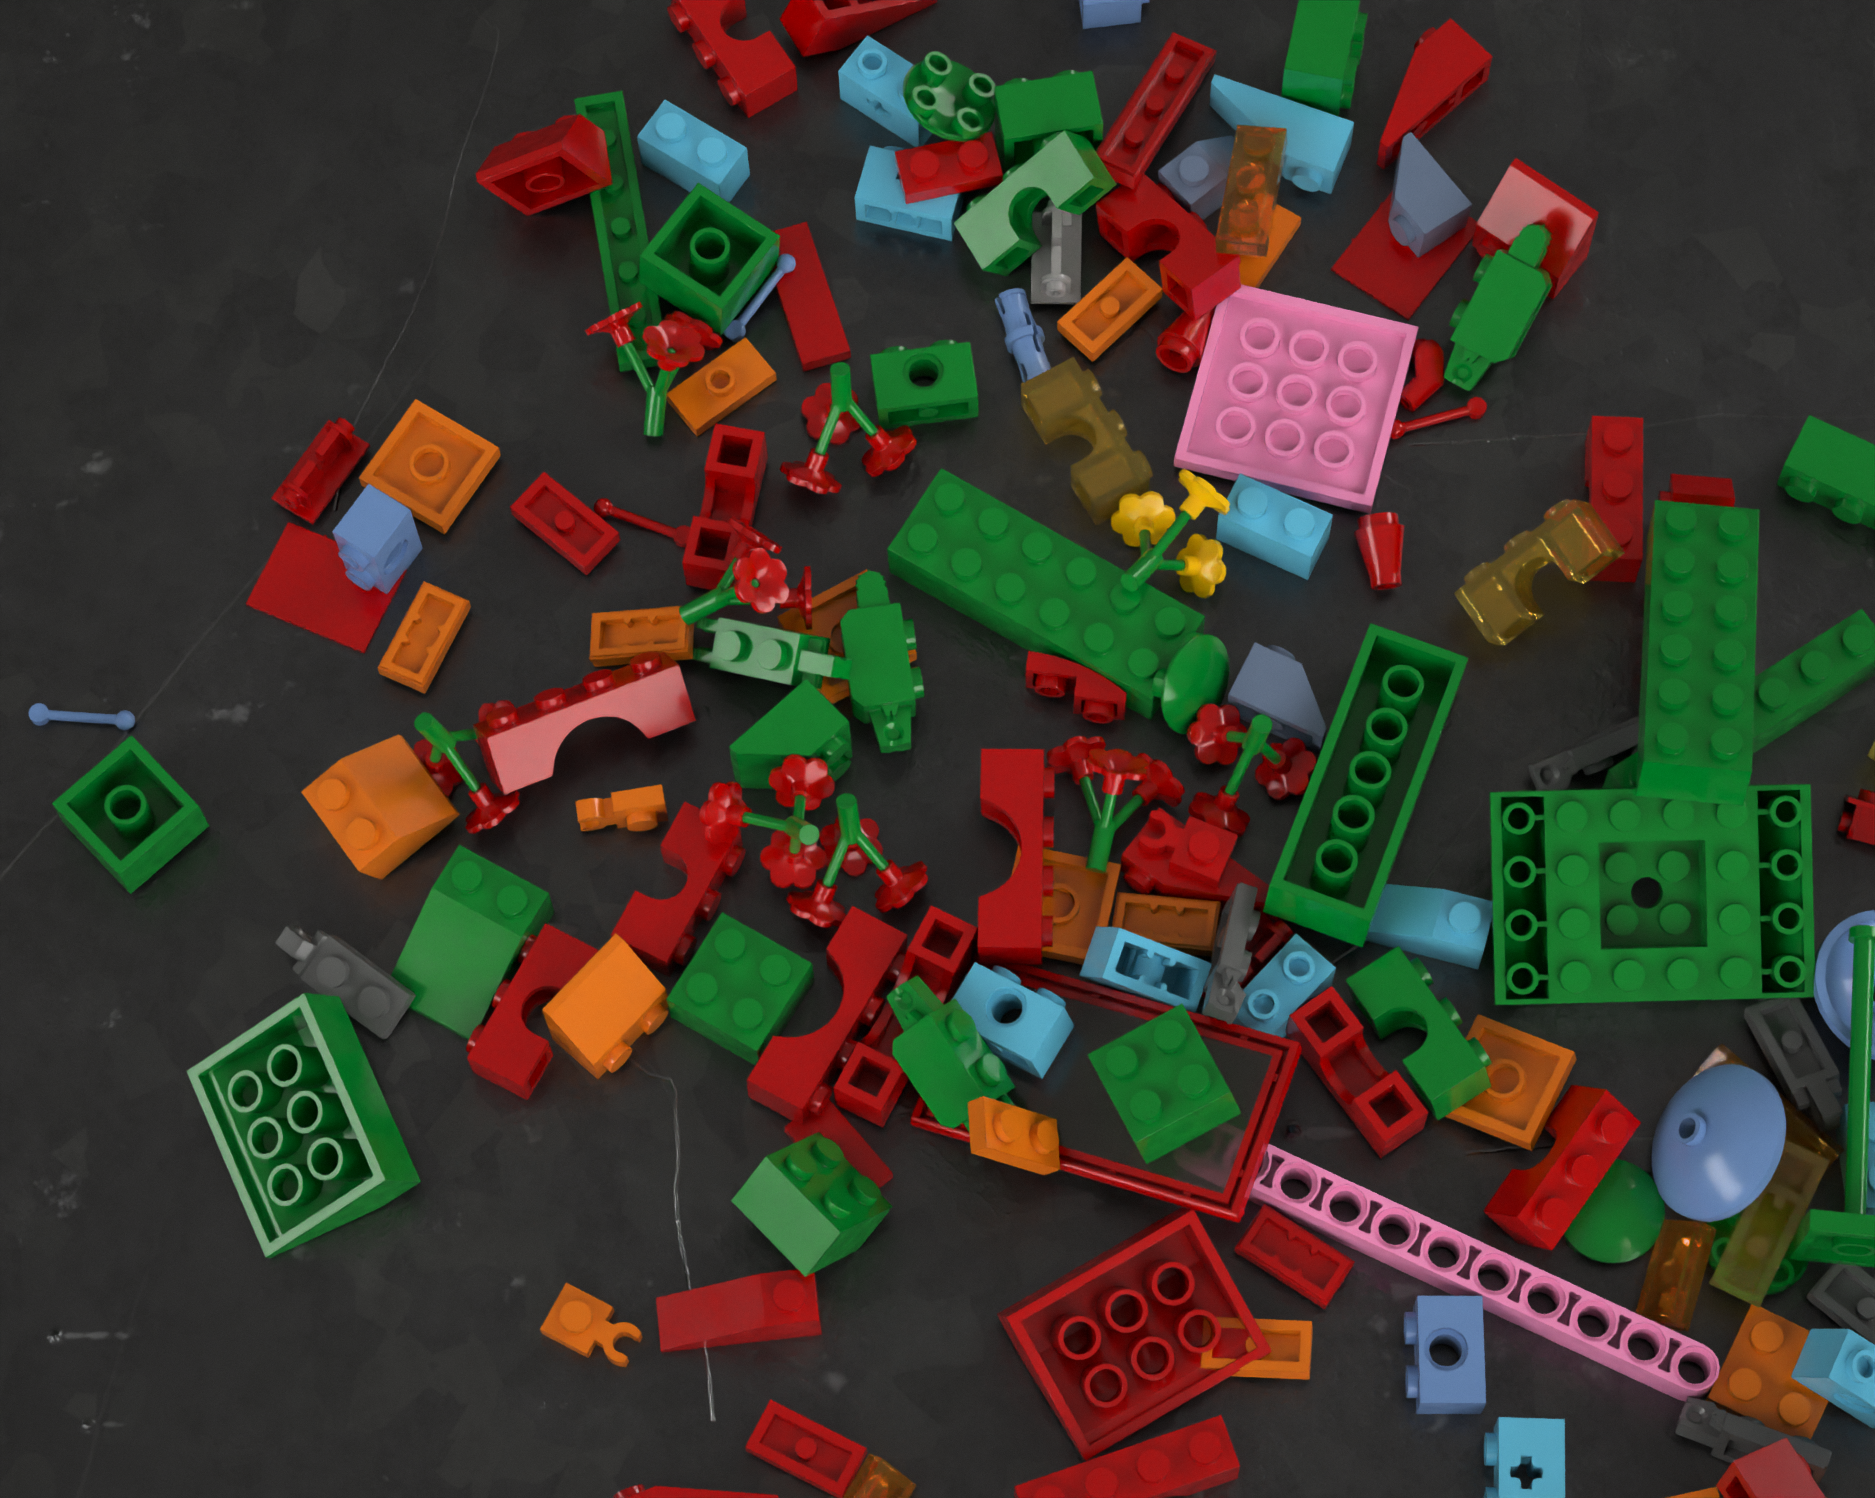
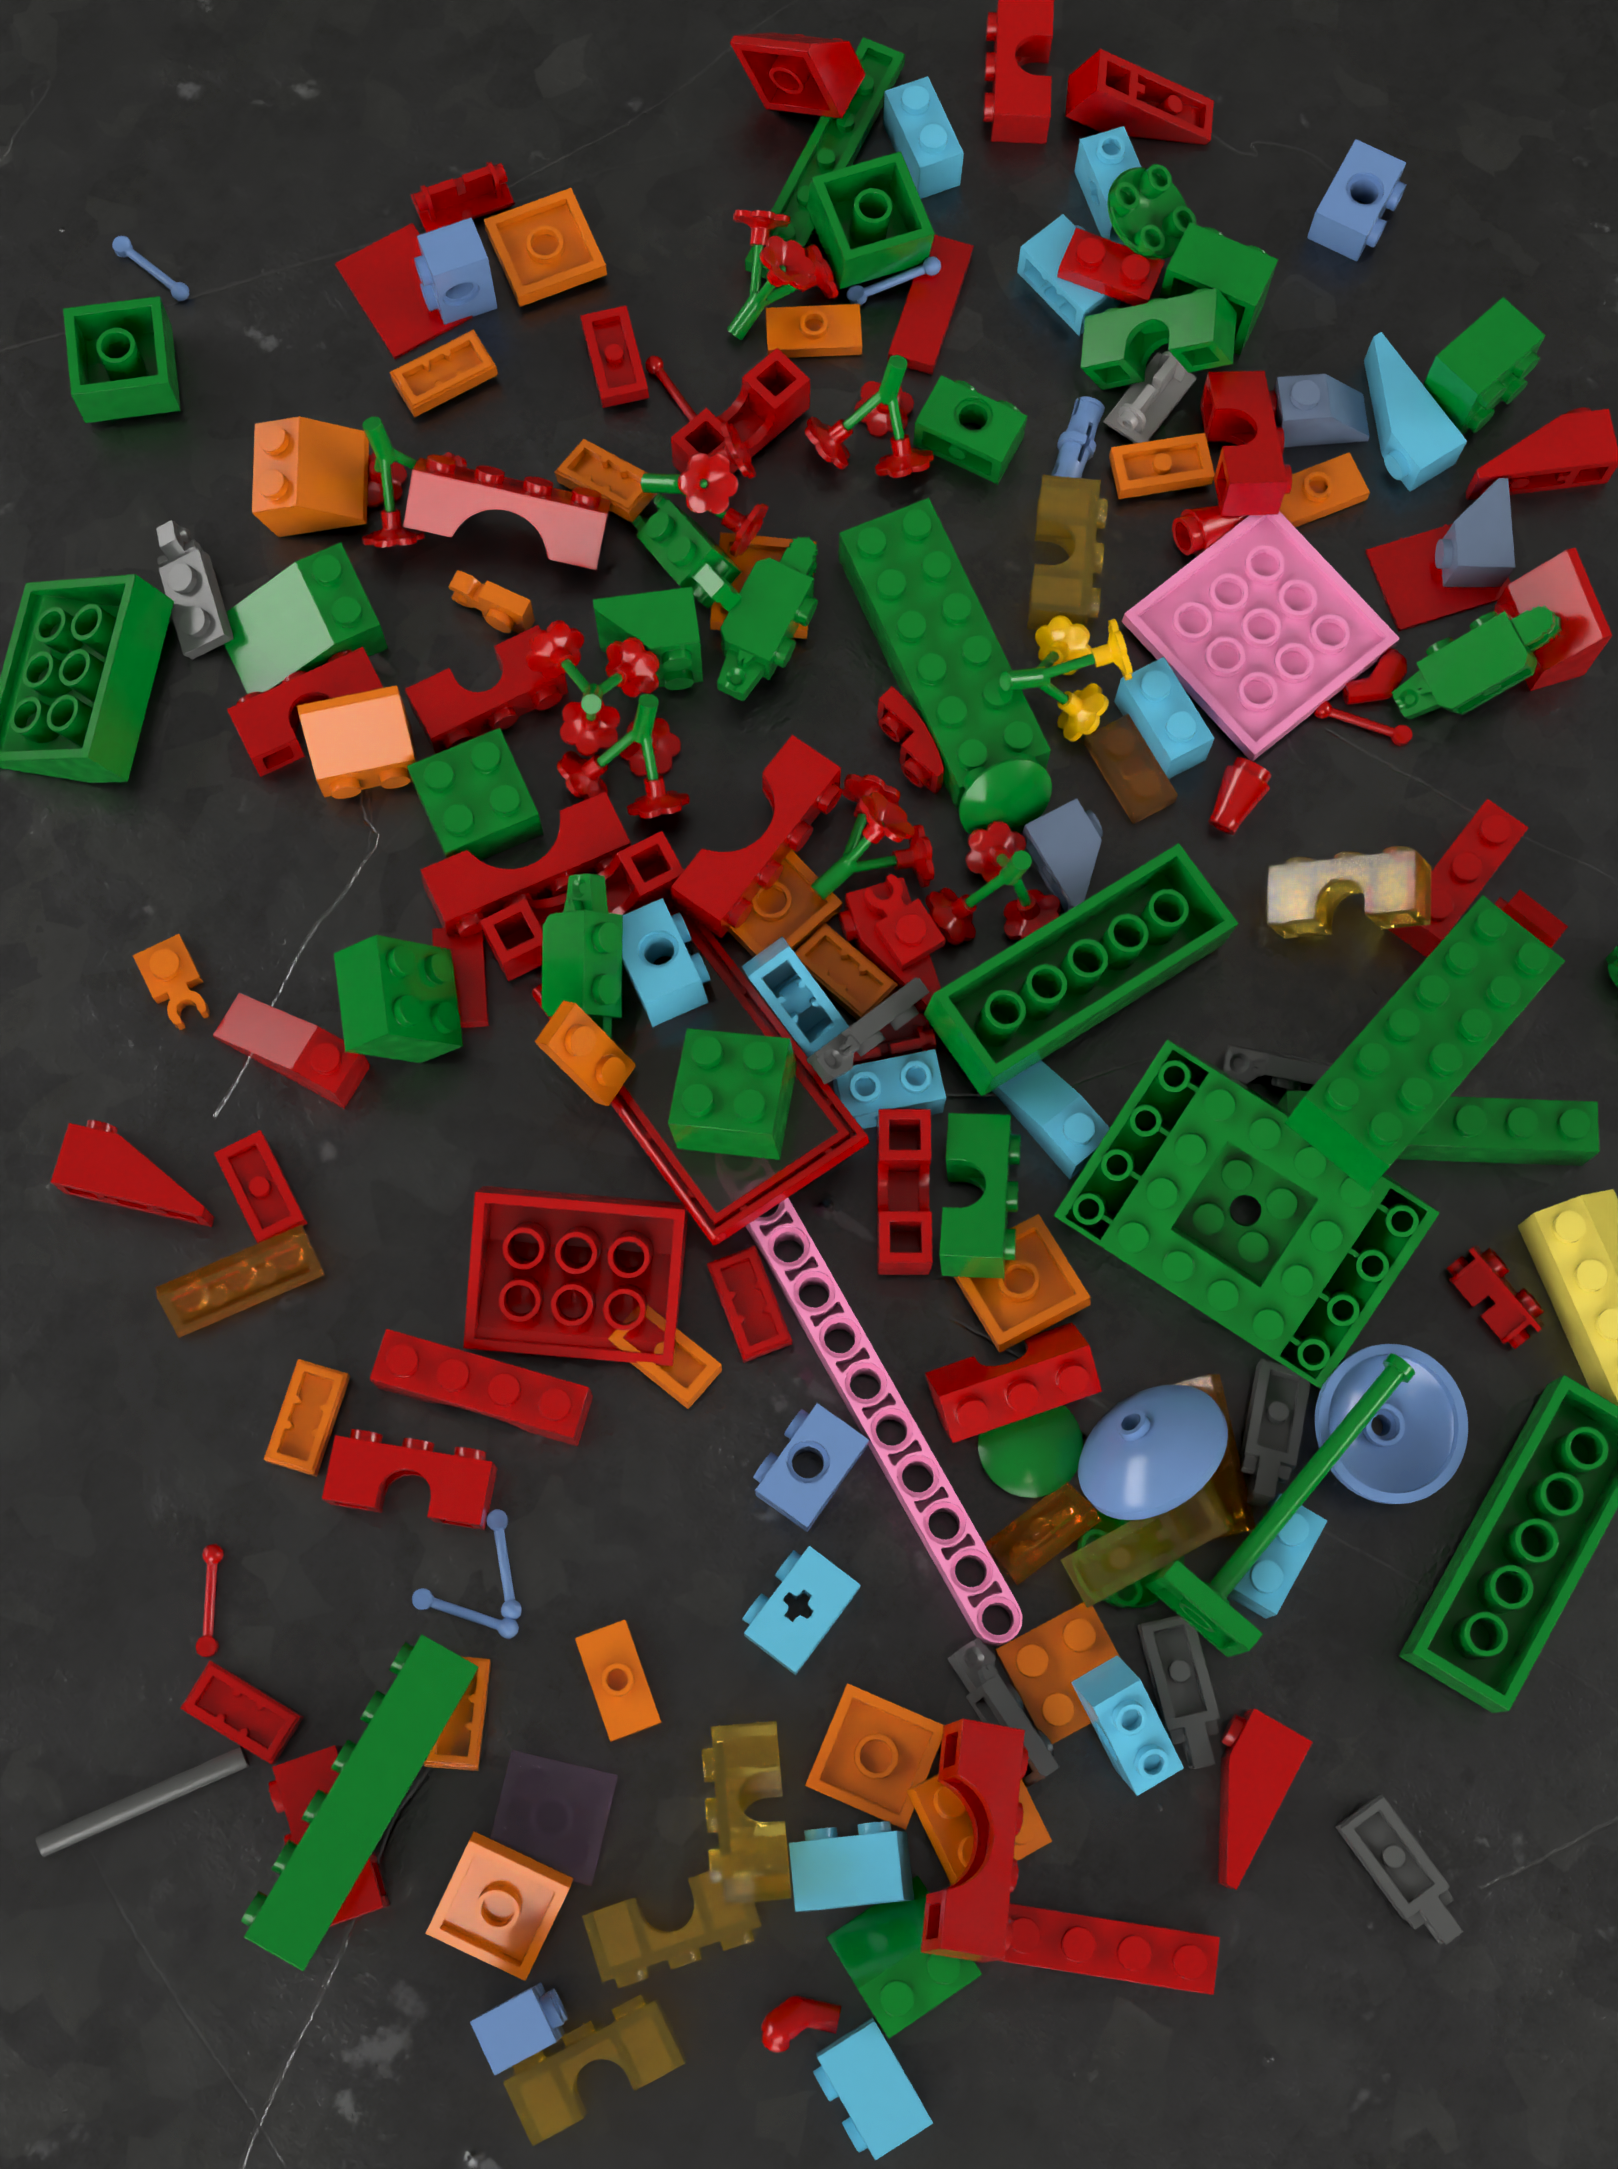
camera: 30 degrees right, 5 degrees up
(1154, 108) = (1312, 330): red tile -> none
(1251, 190) = (1339, 438): clear orange plate -> none
(1274, 587) = (1130, 769): none -> clear orange plate

